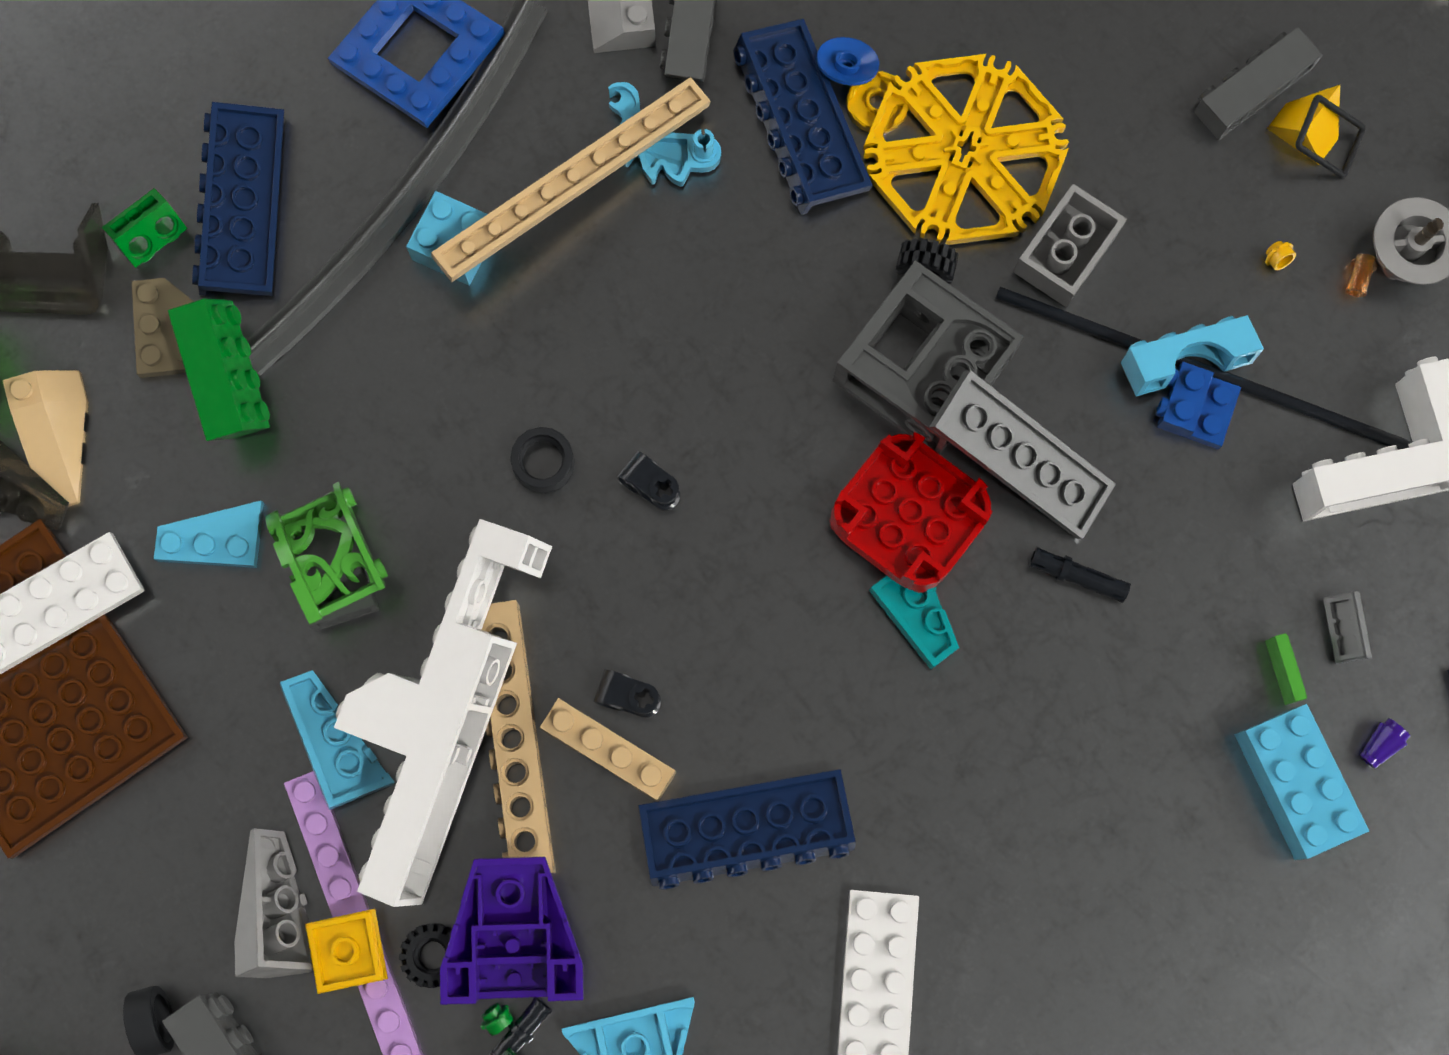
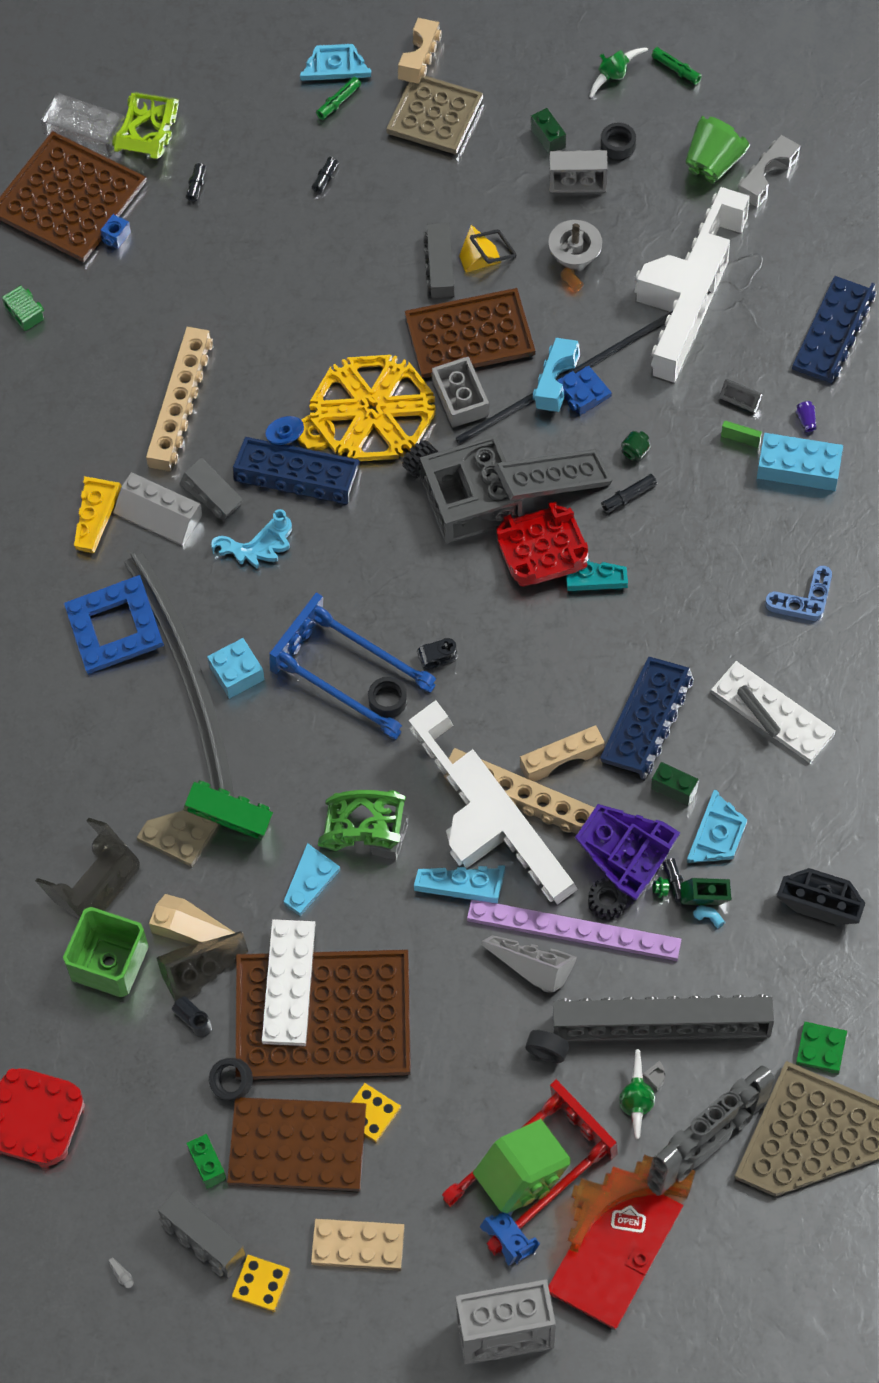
camera: 50 degrees left, 15 degrees down
(140, 222) = (115, 808): green brick -> none
(239, 199) = (132, 759): dark blue bracket -> none
(346, 951) = (577, 933): yellow tile -> none
(534, 283) = (302, 628): none -> blue piece
(570, 180) = (252, 589): tan plate -> none
(621, 694) = (539, 729): black piece -> none
(665, 936) = (674, 784): none -> dark green brick
(855, 984) = (758, 711): none -> dark grey axle
(1089, 942) = (811, 602): none -> medium blue beam
(1160, 535) = (635, 445): none -> dark green head
(1179, 196) = (483, 327): none -> reddish brown plate
(1280, 255) = (535, 307): yellow plate -> none

